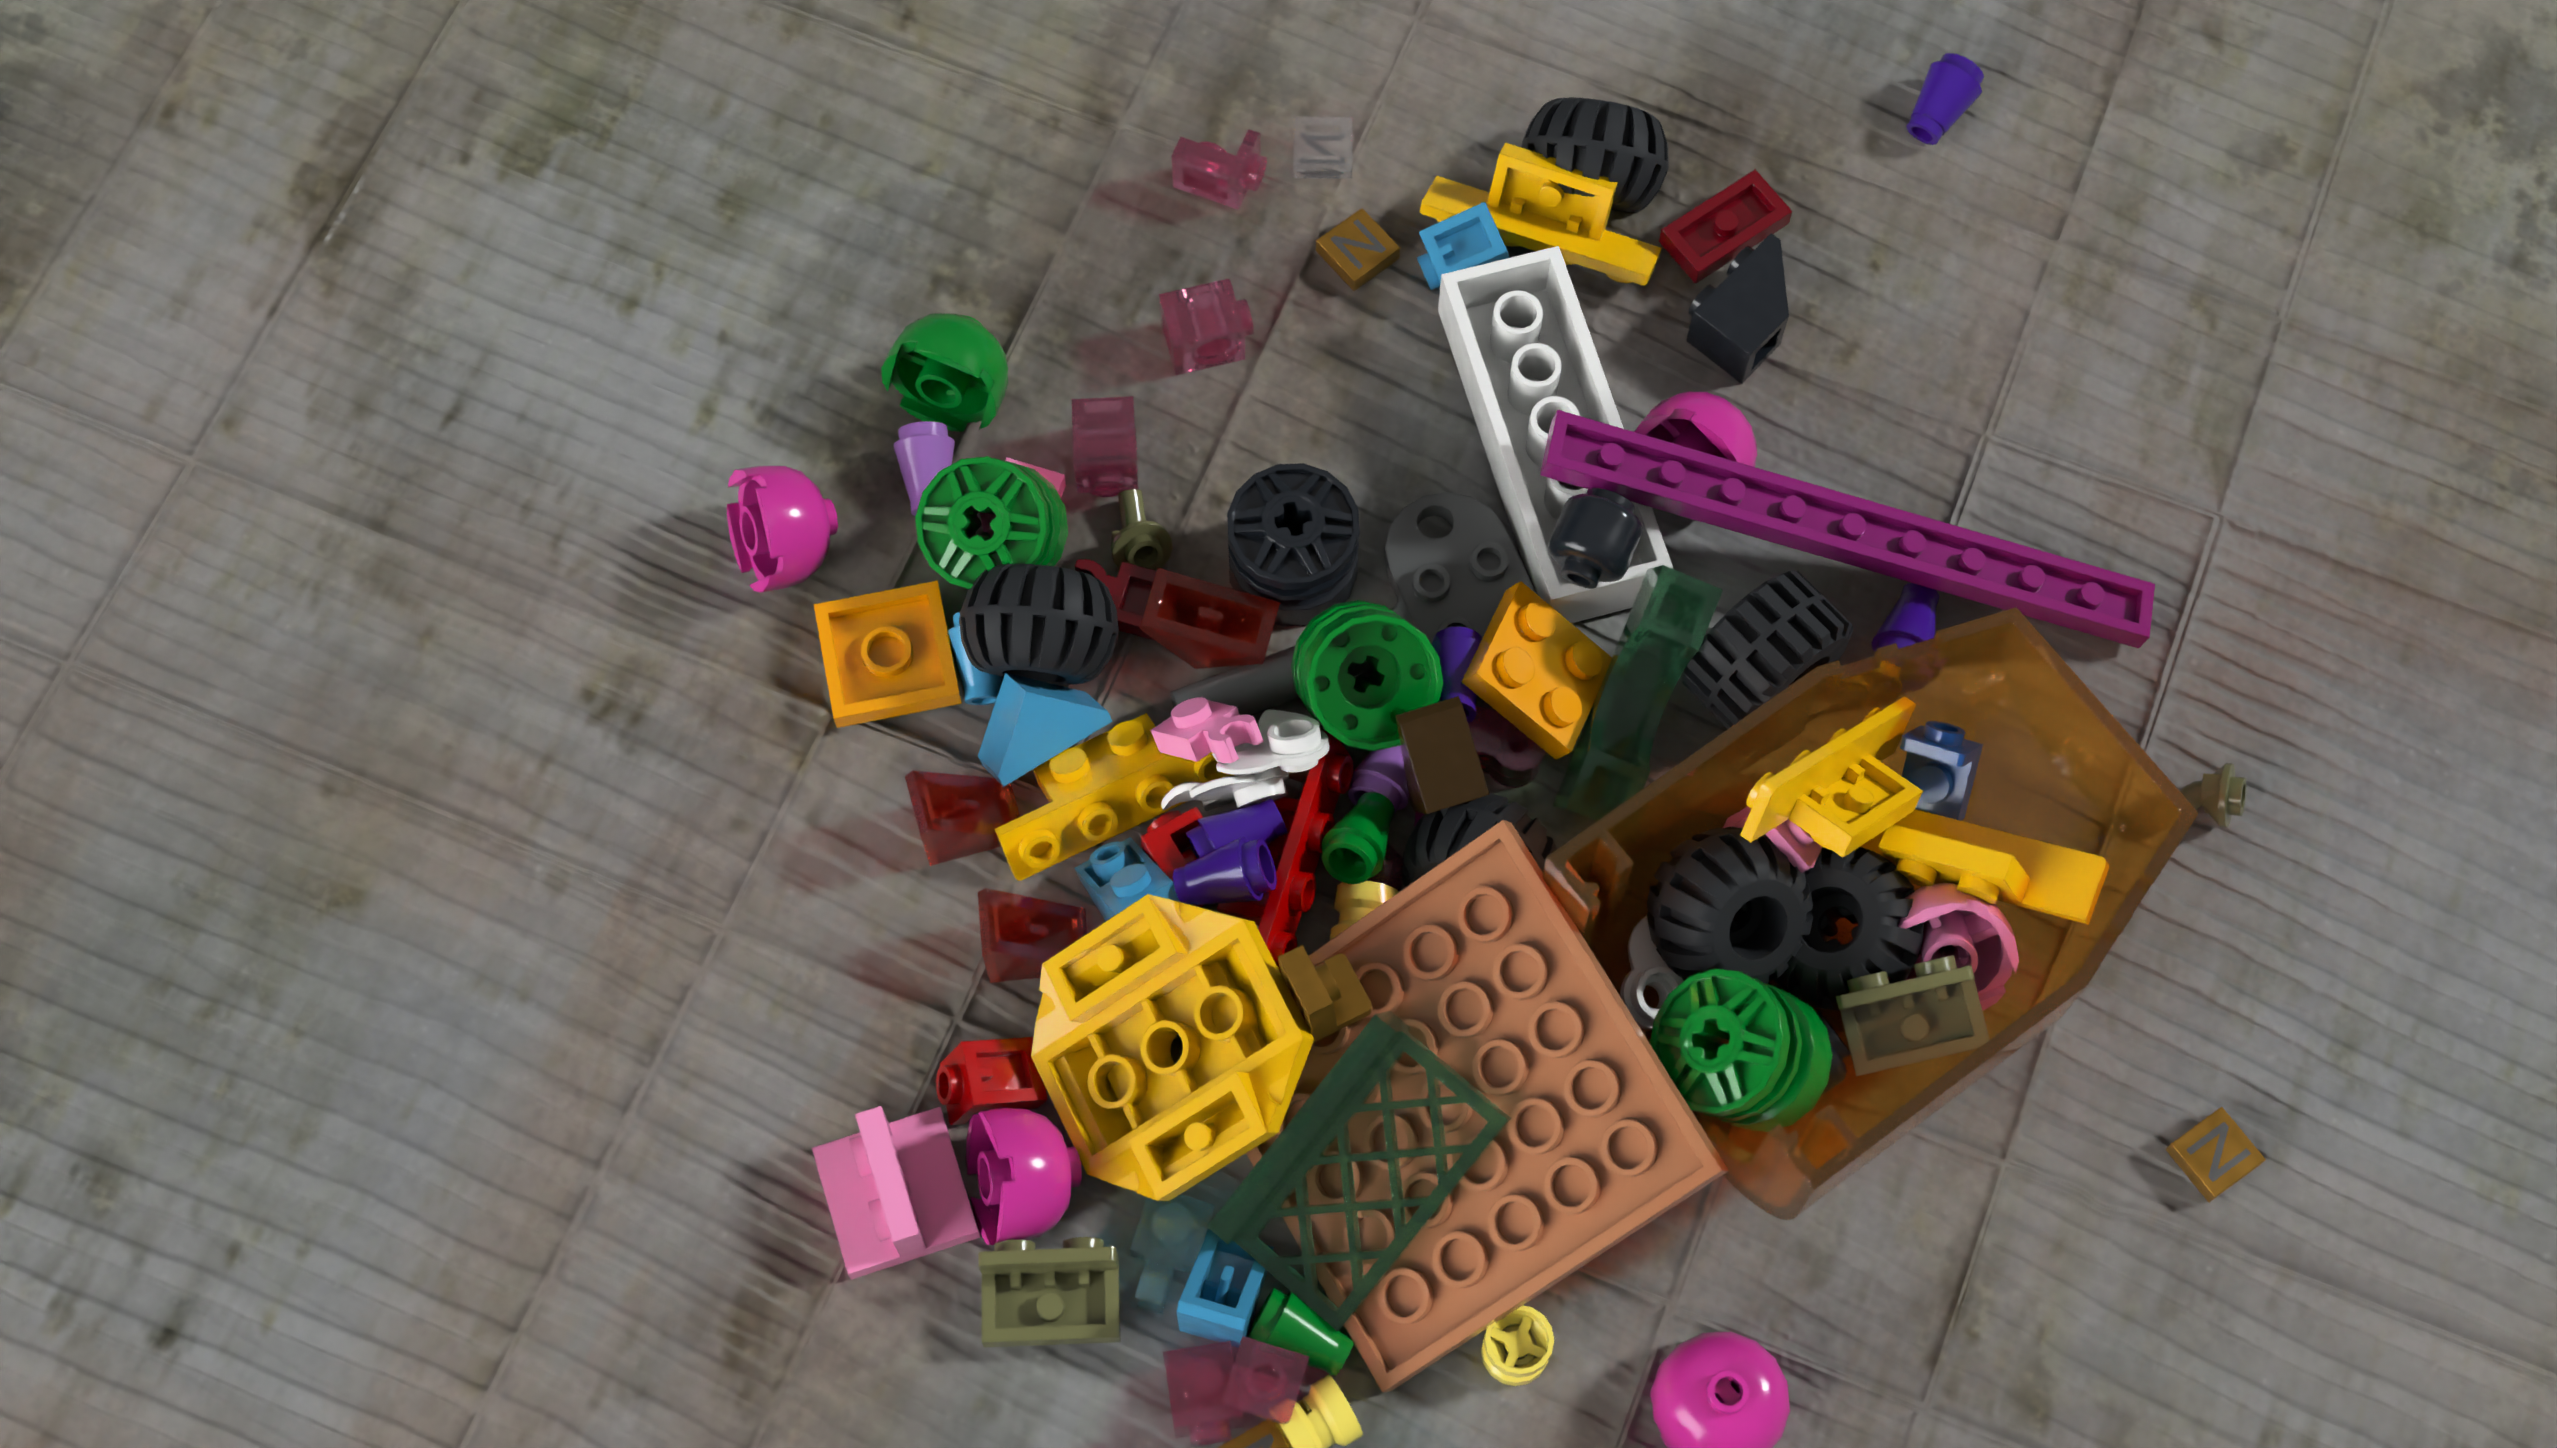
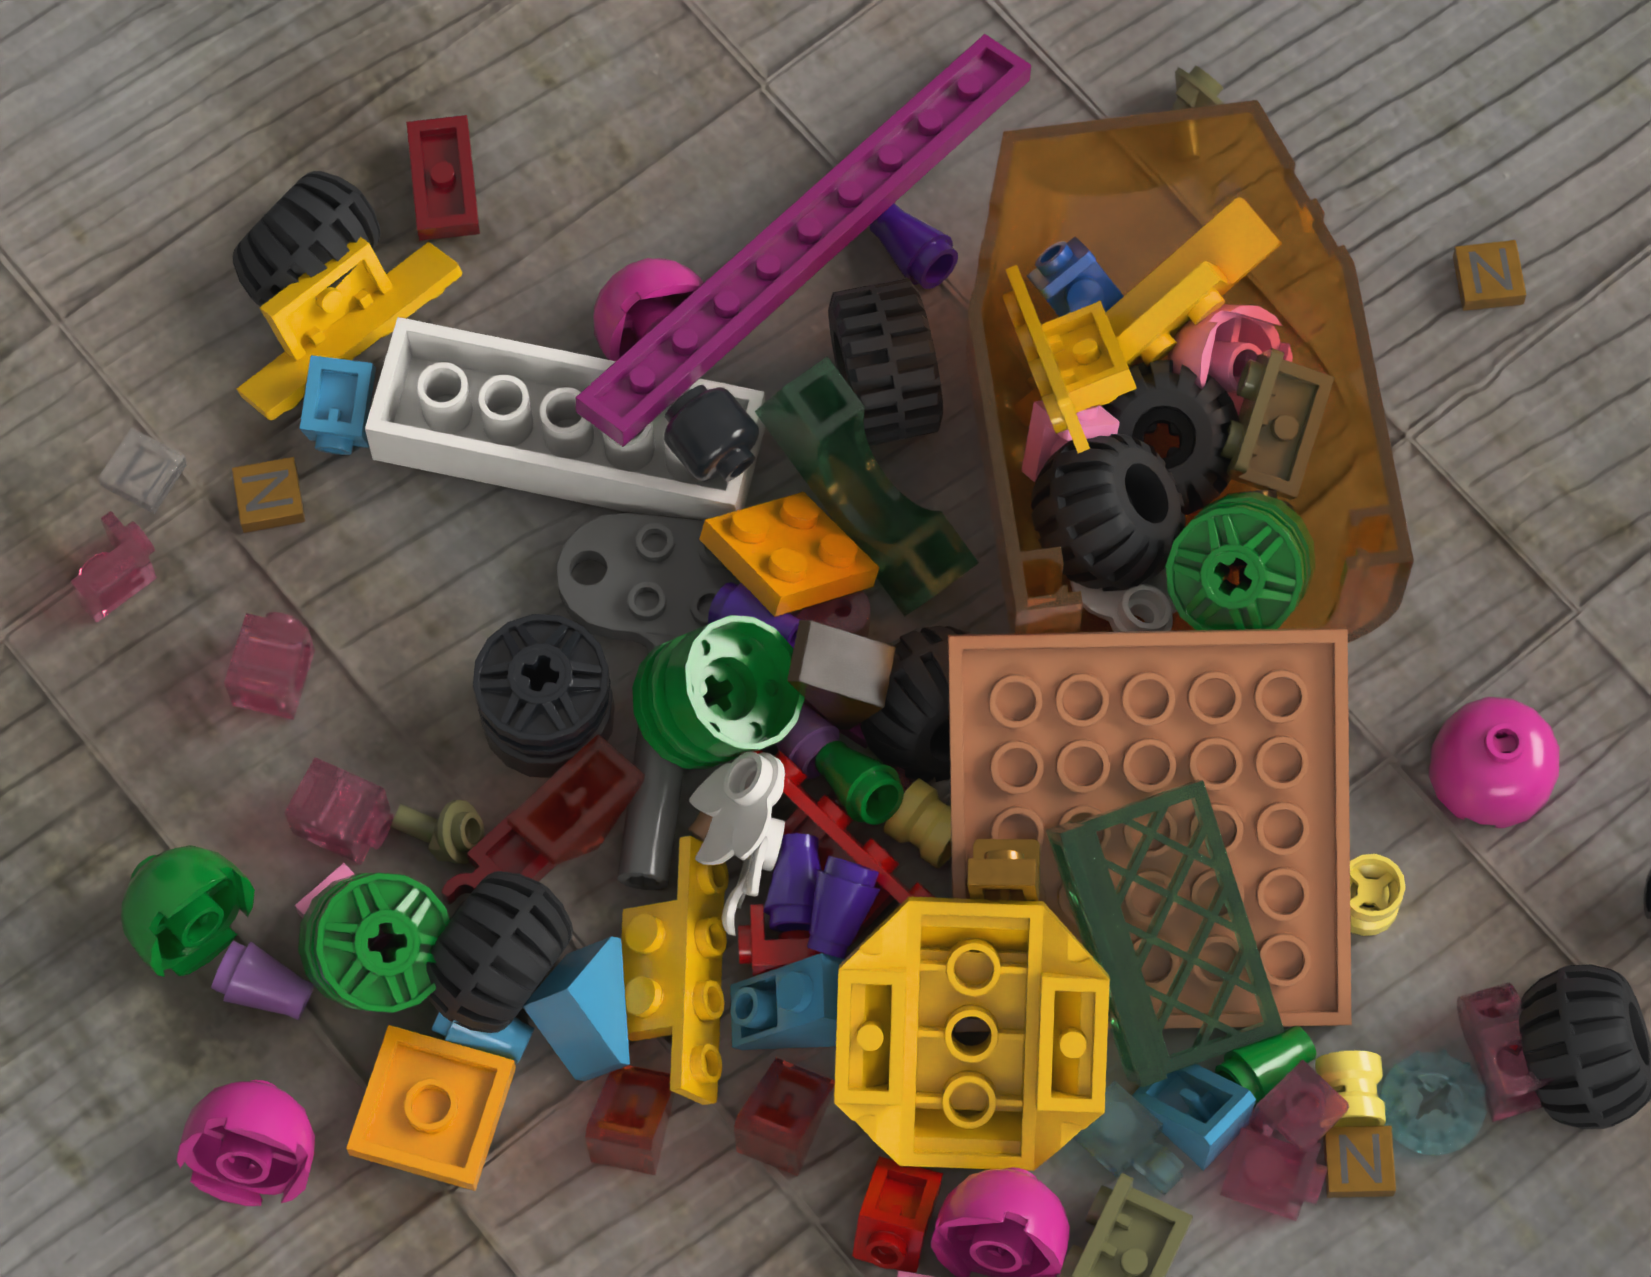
camera: 60 degrees left, 0 degrees up
(1203, 728) = (688, 854): bright pink plate -> none
(1745, 314) = (542, 206): black slope -> none

